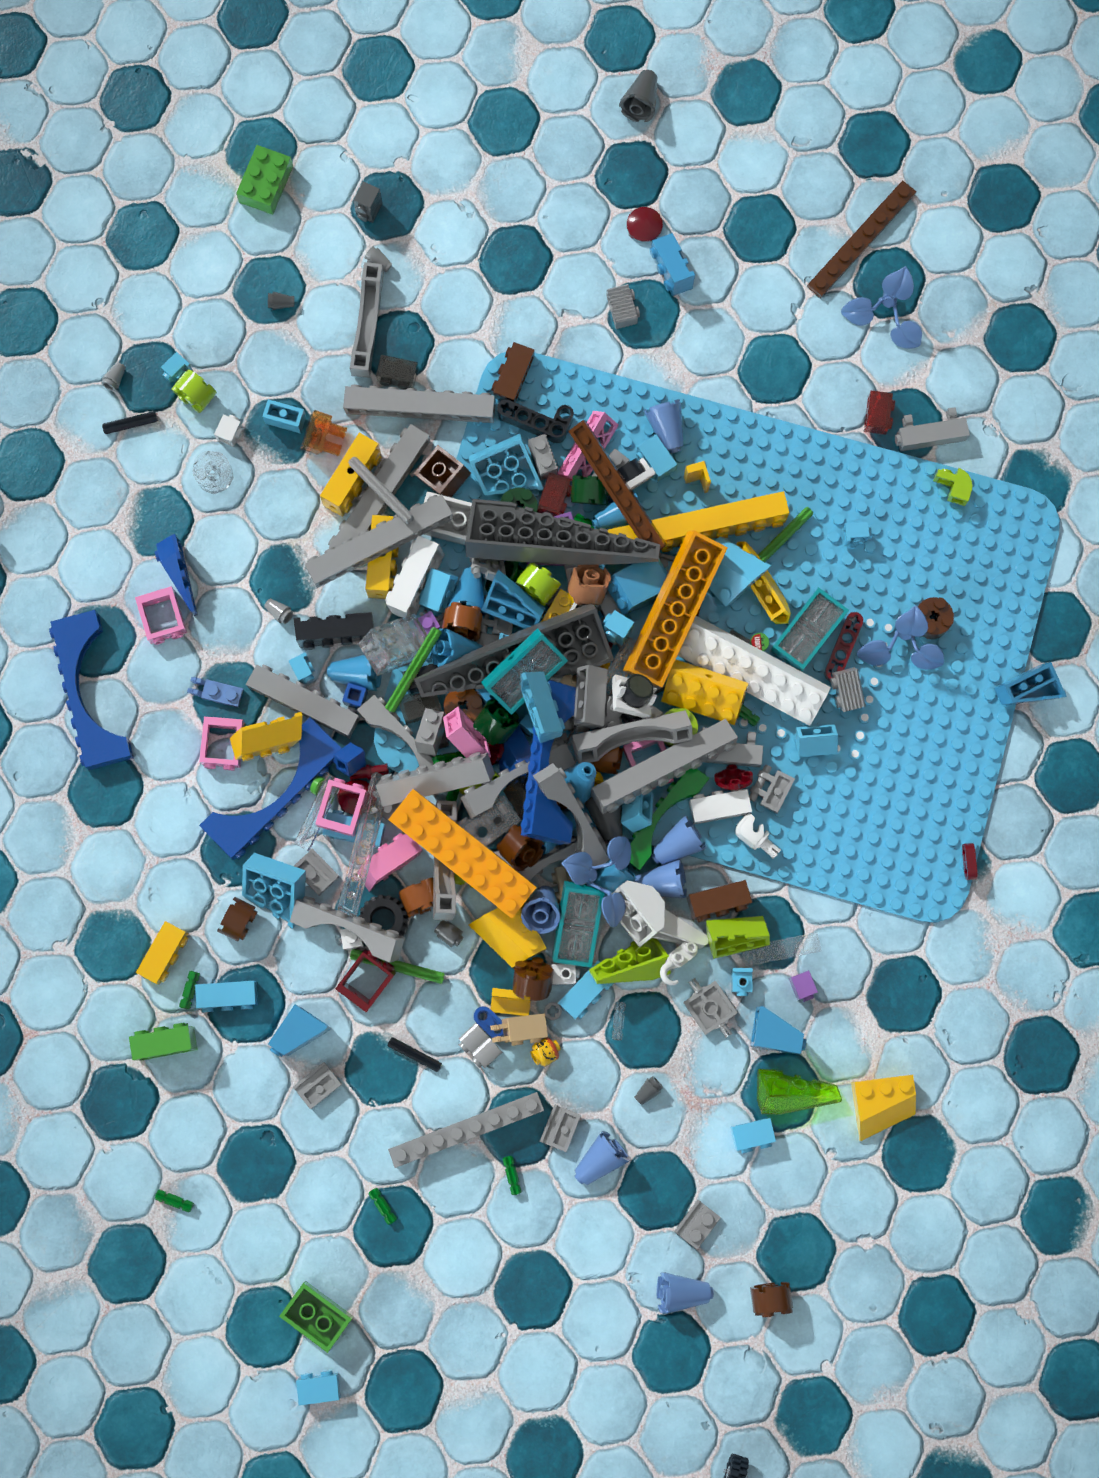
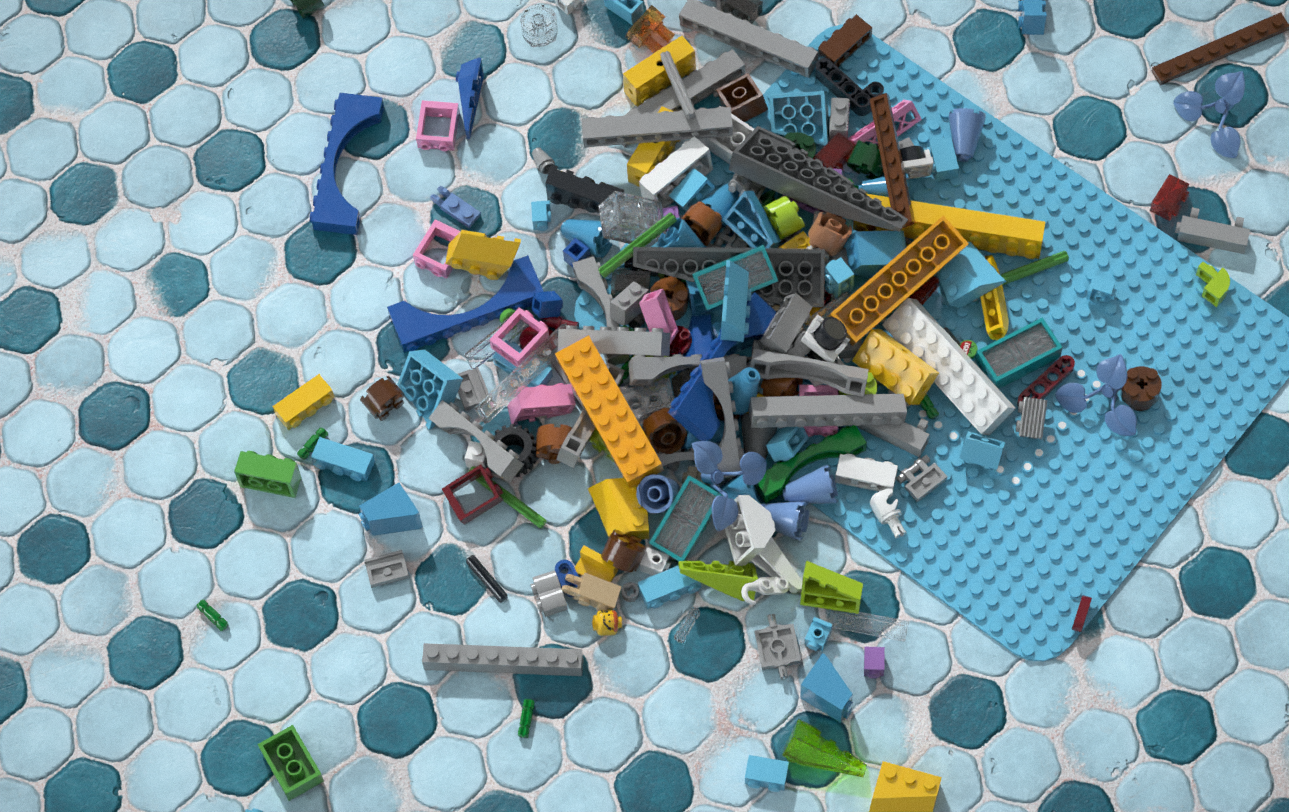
camera: 30 degrees right, 15 degrees down
(299, 699) = (542, 256): light grey brick -> none
(382, 1206) = (395, 695): green axle -> none
(449, 933) = (566, 486): dark grey brick -> none
(496, 723) = (691, 317): dark green brick -> none
(560, 1128) = (589, 695): light grey plate -> none
(600, 1159) = (613, 734): medium blue cone -> none
(622, 306) = (970, 24): light grey brick -> none
(648, 1090) = (686, 695): dark grey cone -> none
(698, 472) = (972, 182): yellow panel -> none
(719, 901) = (828, 551): reddish brown brick -> none
(733, 778) = (889, 452): dark red dish -> none
(1033, 685) = (1209, 483): dark azure wedge -> none

